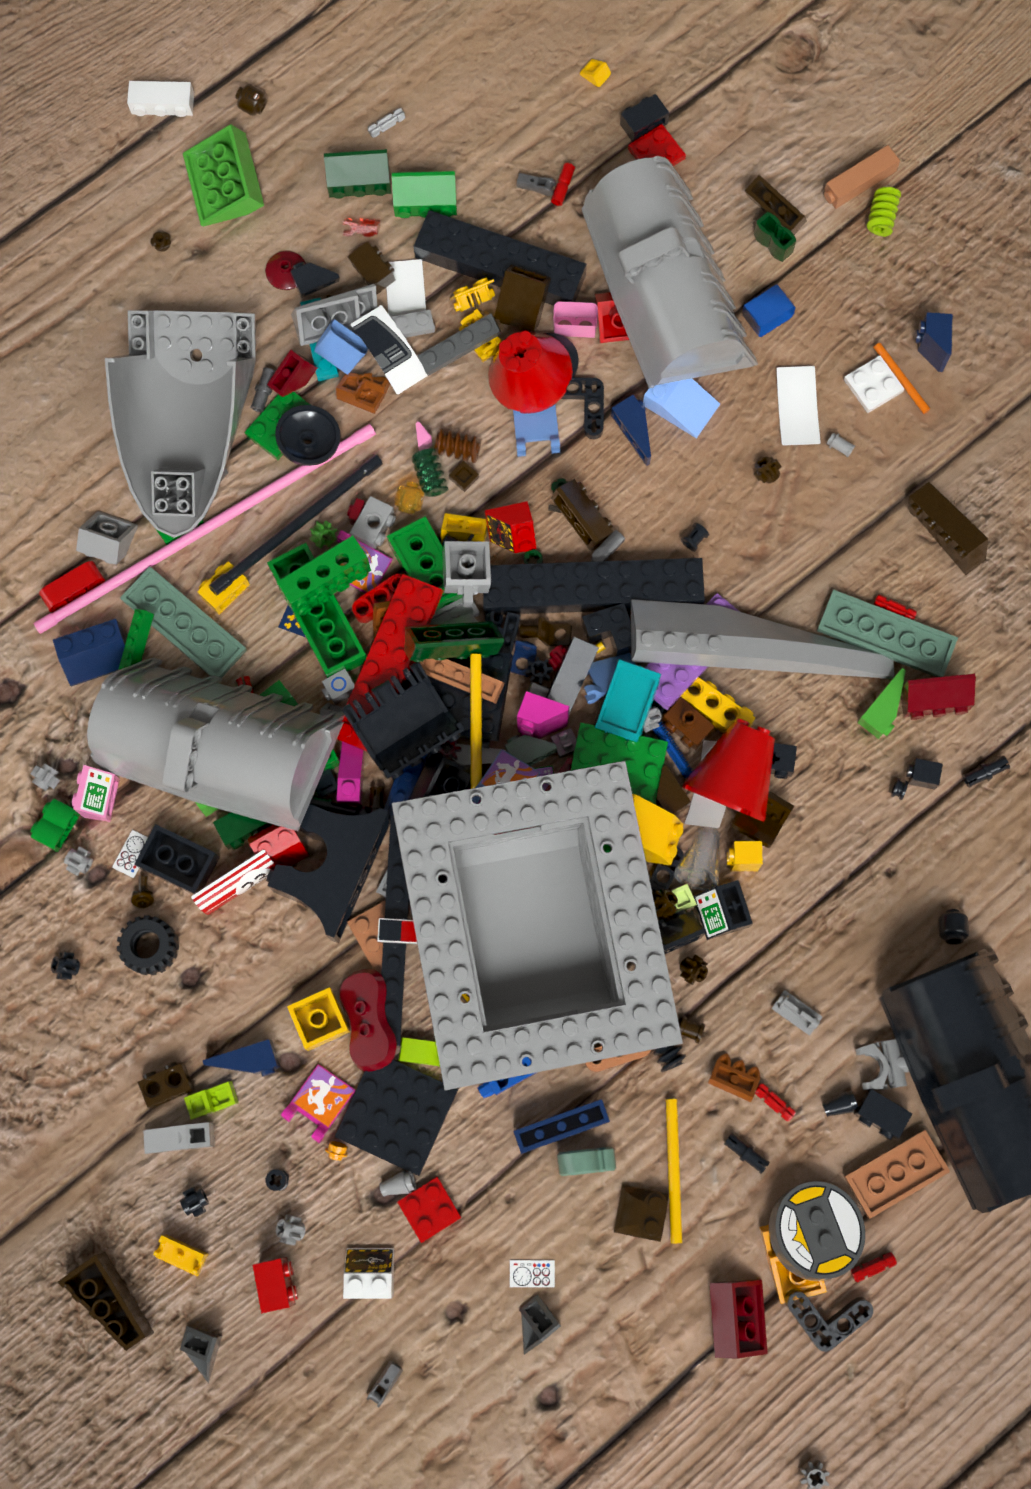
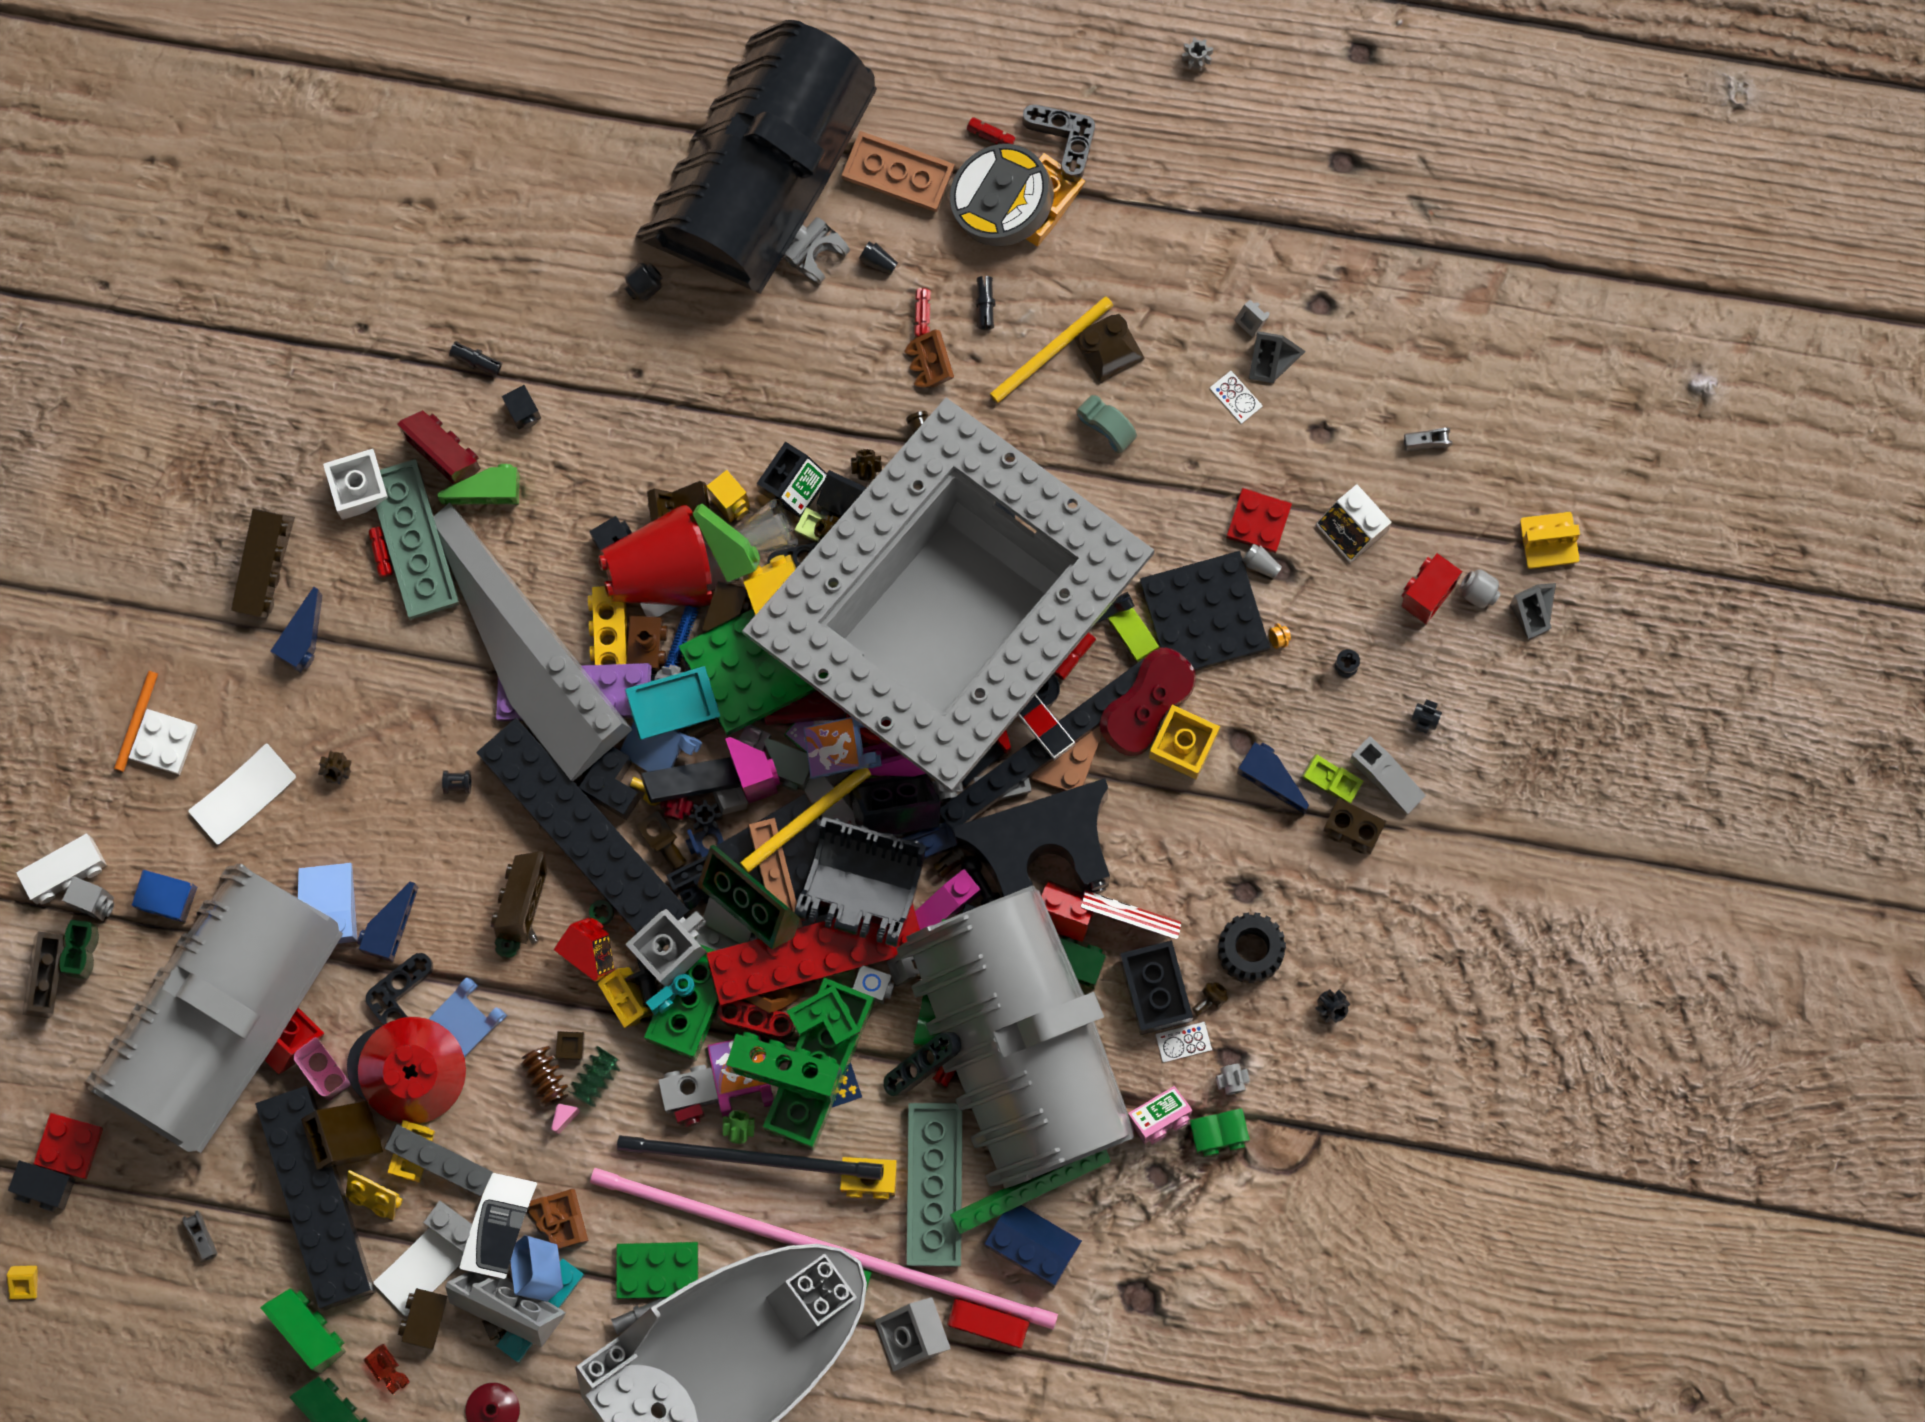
camera: 130 degrees left, 0 degrees up
(45, 777) = (1185, 1180): light grey gear -> none
(108, 1300) = (1565, 721): dark brown wedge -> none
(180, 1255) = (1477, 691): yellow hinge -> none
(239, 1406) = (1550, 540): none -> yellow bracket
(247, 1322) = (1480, 588): none -> light grey head
(257, 669) = (922, 1065): none -> black beam
(290, 1230) = (1377, 616): light grey gear -> none
(292, 374) = (602, 1297): dark red slope -> none
(310, 424) = (636, 1219): black dish -> none
(312, 278) = (484, 1368): black slope -> none
(320, 1100) = (1251, 686): flag -> none
(338, 638) = (828, 1009): none -> green plate
(409, 498) = (635, 1077): clear yellow head -> none
(435, 541) = (663, 999): none -> teal plate
(561, 1126) = (1096, 464): dark blue brick -> none
(563, 183) = (175, 1210): red piece -> none
(577, 1335) = (1251, 318): none -> light grey tile
(608, 547) = (550, 851): flat silver bar -> none
(708, 823) = (728, 546): none -> bright green slope
(738, 1319) = (1127, 204): dark red slope -> none
(797, 1012) = (829, 353): light grey hinge -> none
(802, 262) = (89, 899): none -> light grey brick
(836, 265) = (56, 870): none -> white brick
(840, 444) = (253, 723): light grey pin -> none
(876, 515) = (299, 638): none -> dark blue slope
(882, 1114) = (857, 217): black brick -> none
(899, 788) = (553, 418): black bush -> none
(935, 339) = (75, 712): dark blue slope -> none
(956, 621) = (355, 483): none -> white slope

